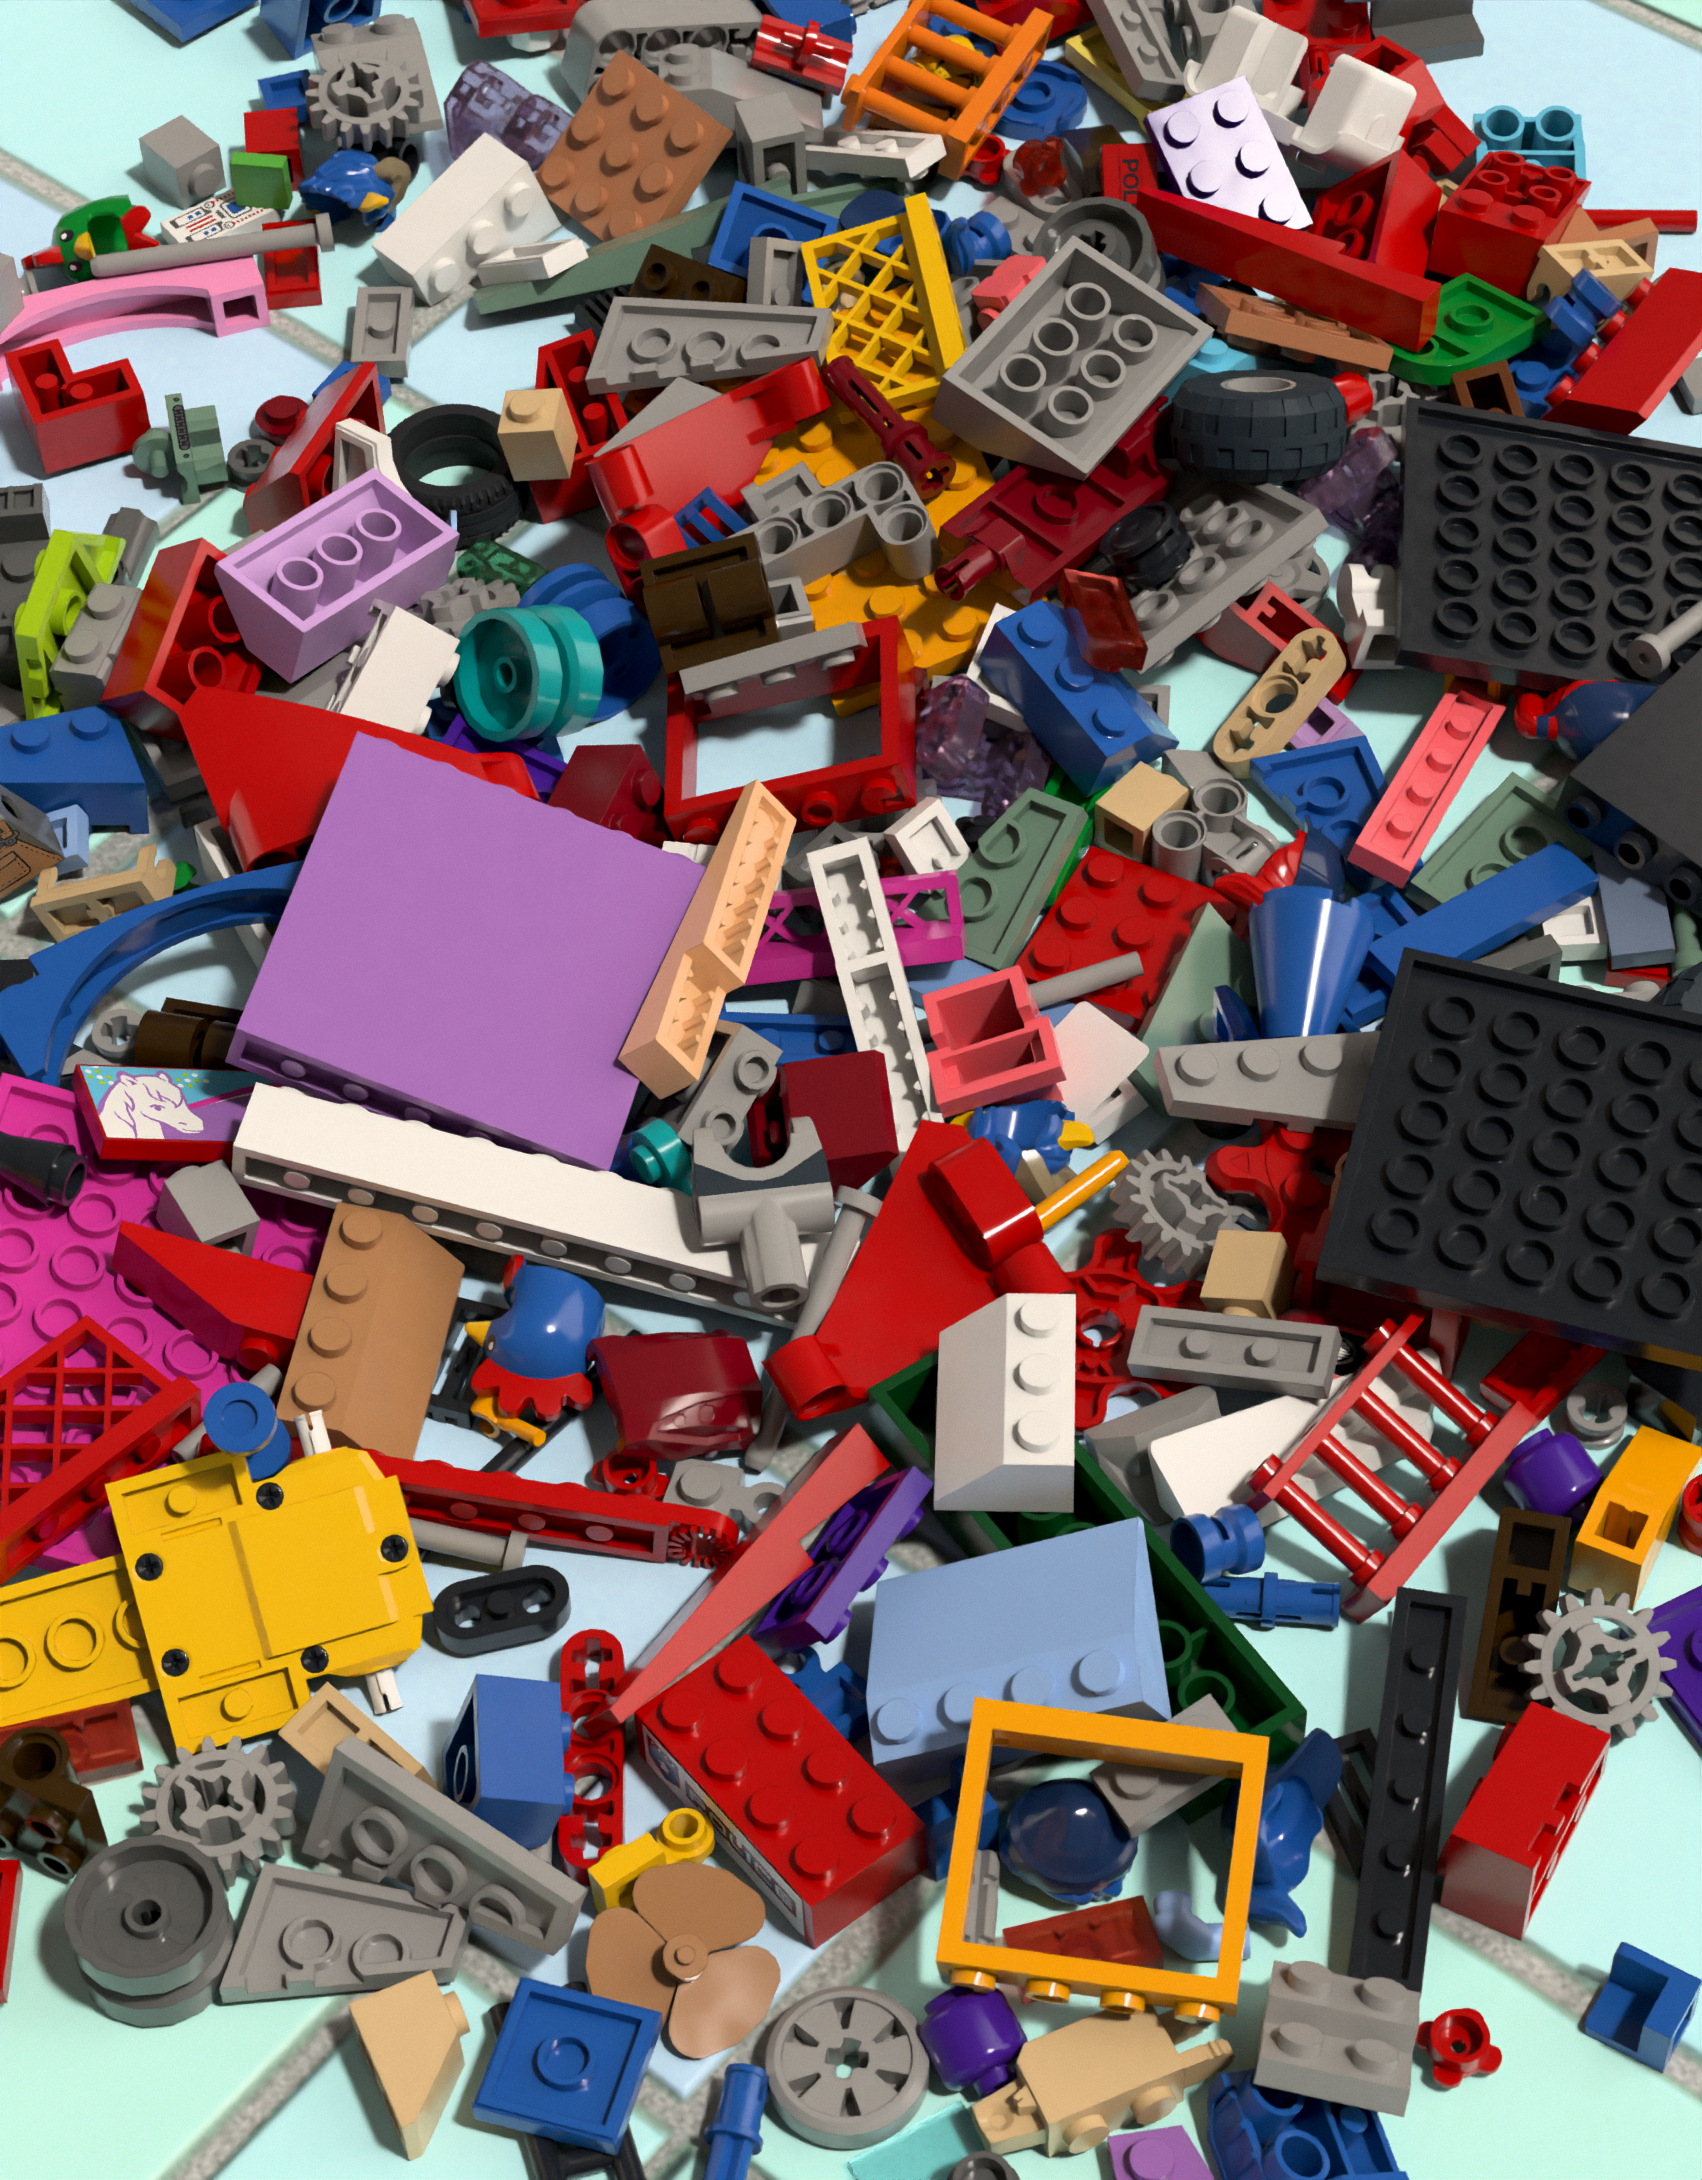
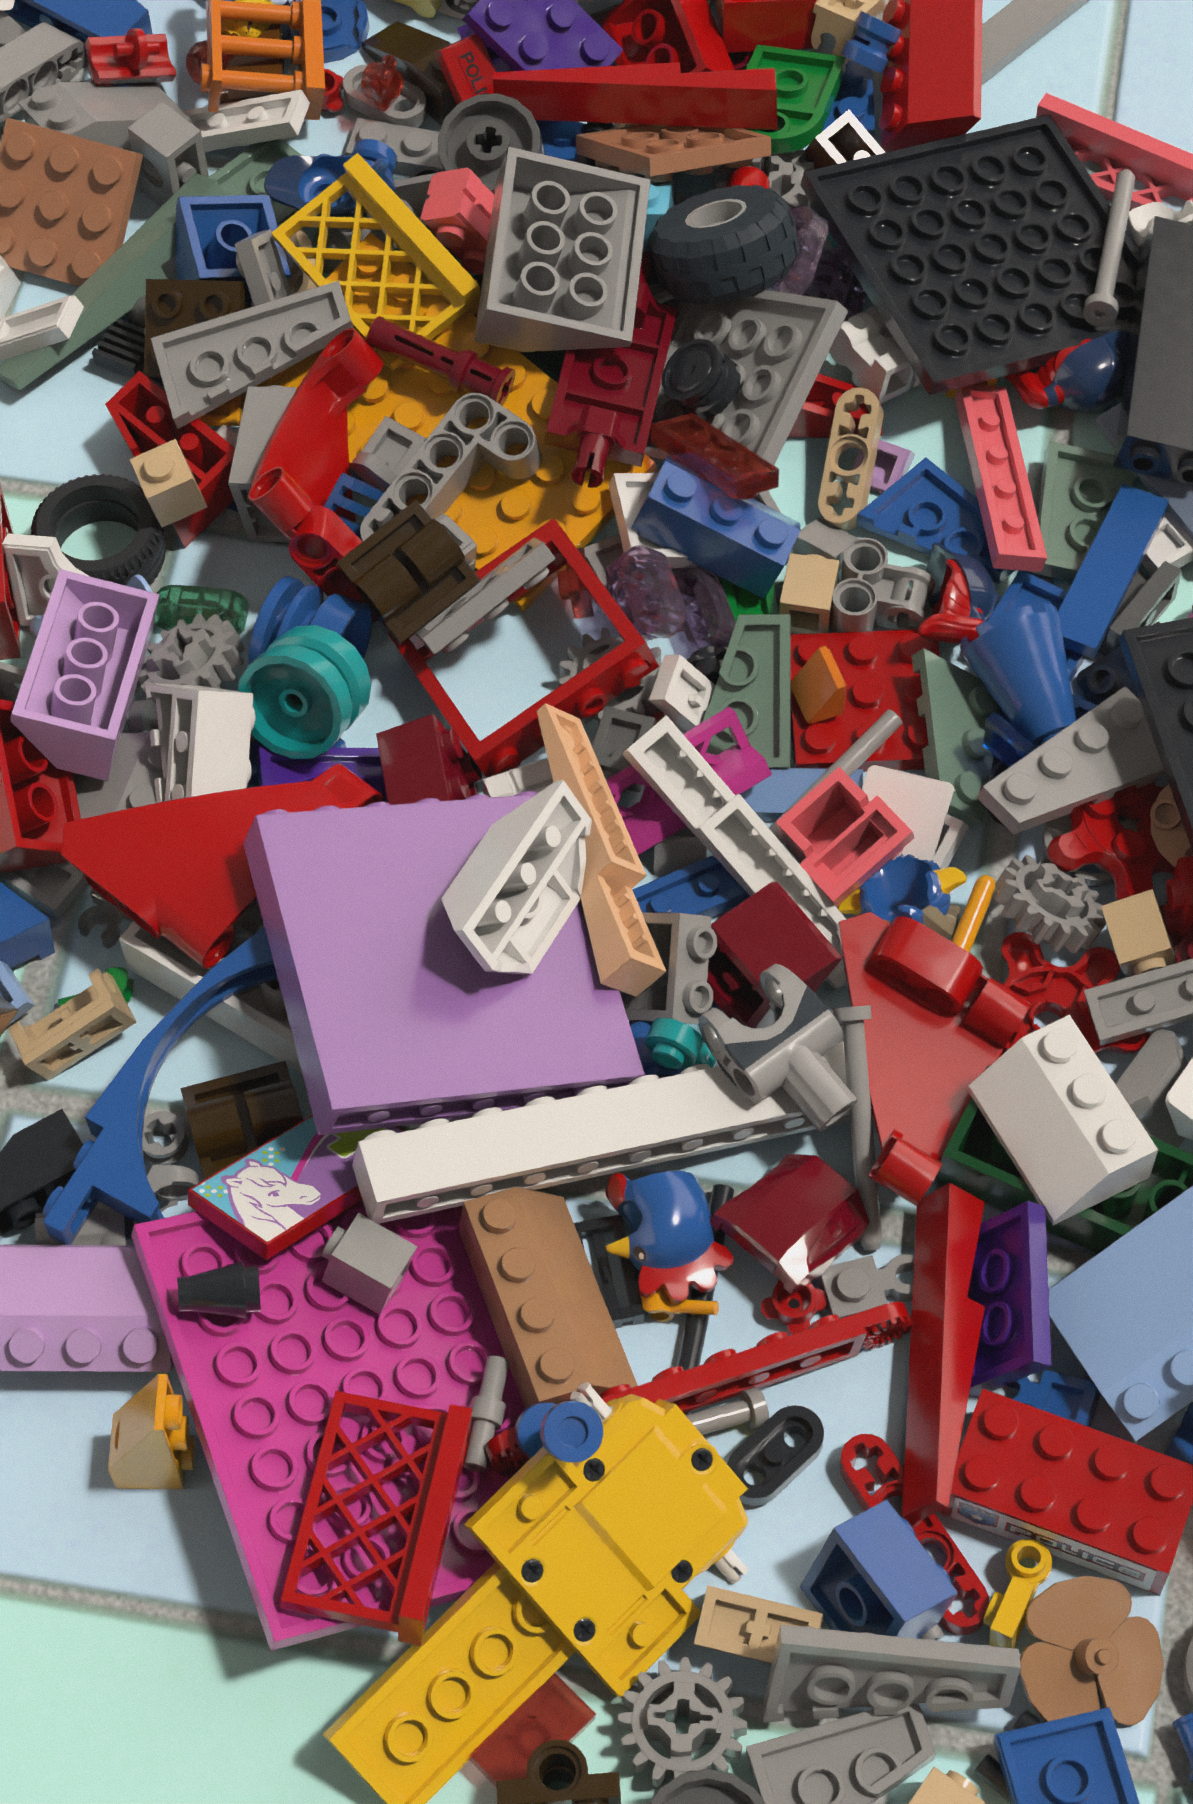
camera: 30 degrees left, 10 degrees up
(224, 1298) = (423, 1322): red slope -> none
(587, 921) = (521, 882): none -> white wedge
(1078, 901) = (819, 687): none -> orange slope

